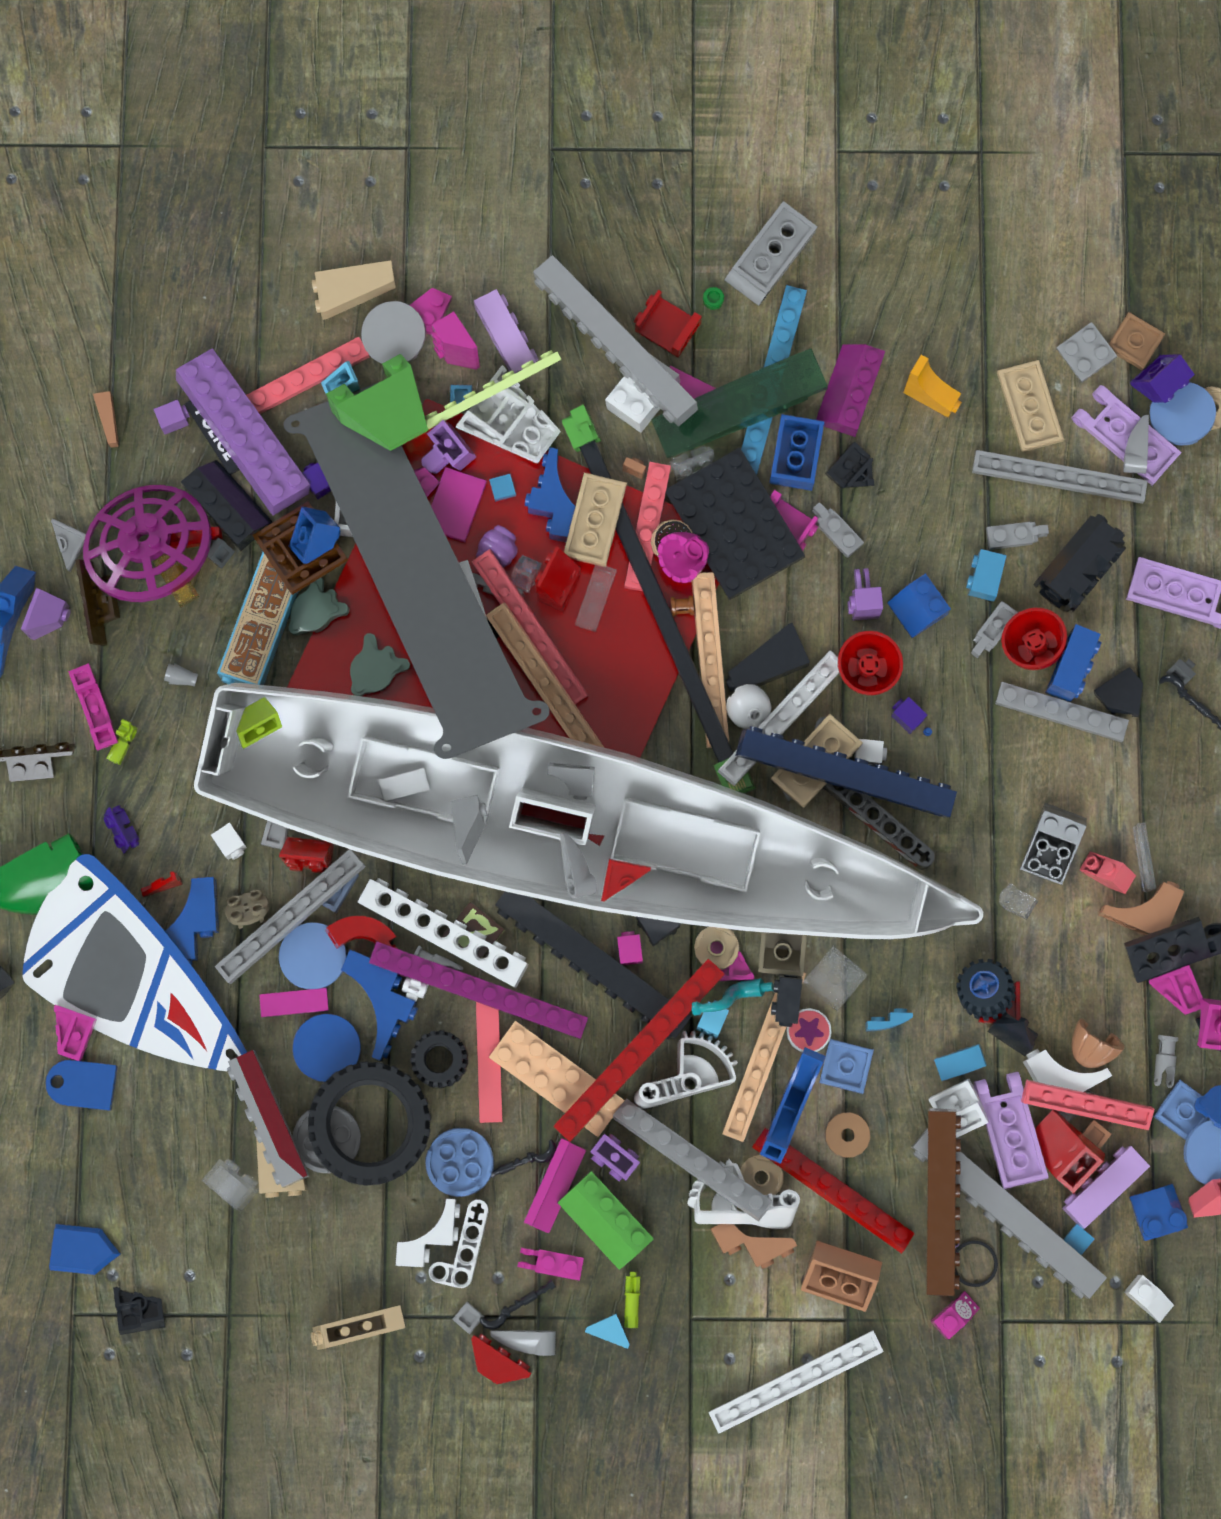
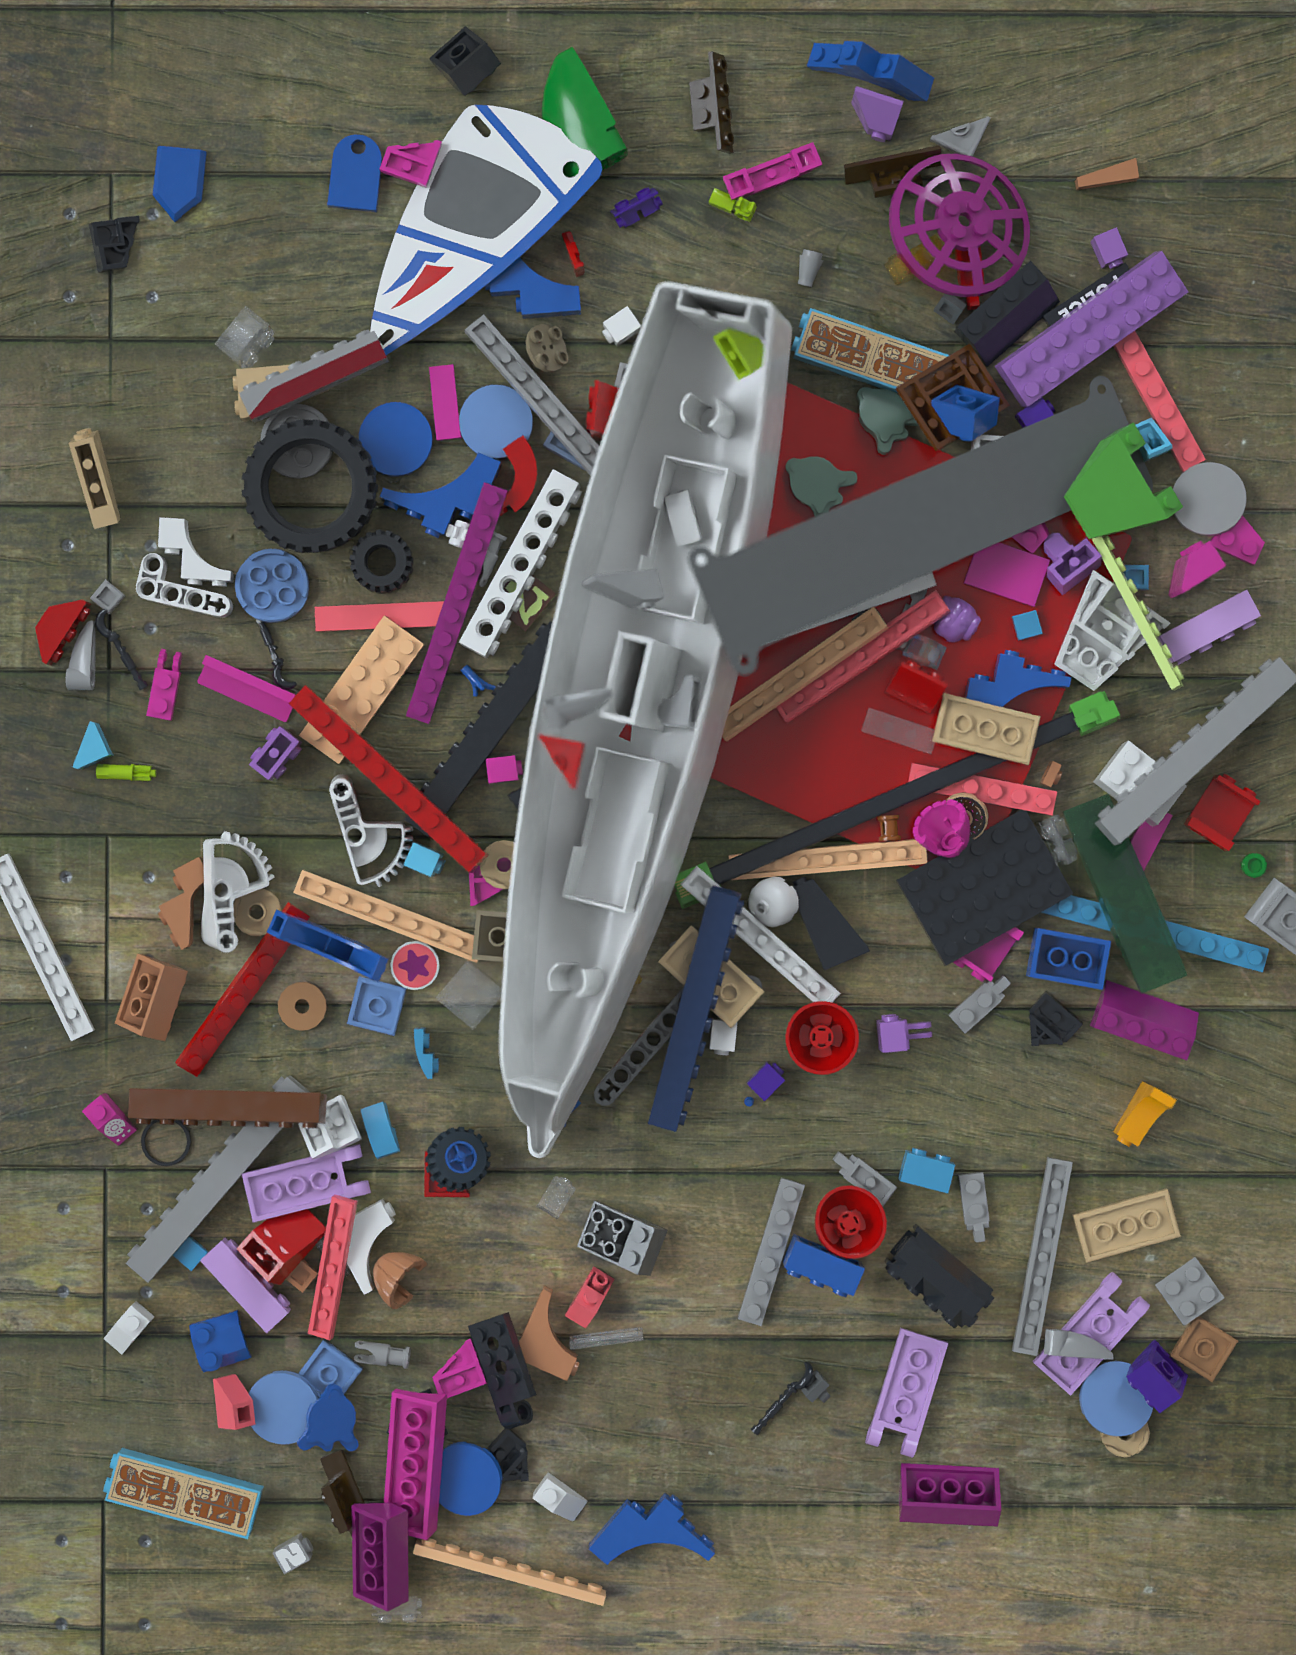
camera: 90 degrees right, 10 degrees up
(351, 286) = (1265, 449): tan slope -> none
(549, 974) = (475, 680): none -> blue bar
(605, 1220) = (209, 743): bright green slope -> none
(692, 1160) = (271, 836): light grey plate -> none
(739, 990) = (458, 888): teal animal -> none
(788, 999) = (445, 942): black brick -> none
(919, 606) = (890, 1094): blue slope -> none
(1014, 1033) = (411, 1189): black slope -> none
(1122, 693) = (791, 1319): black slope -> none

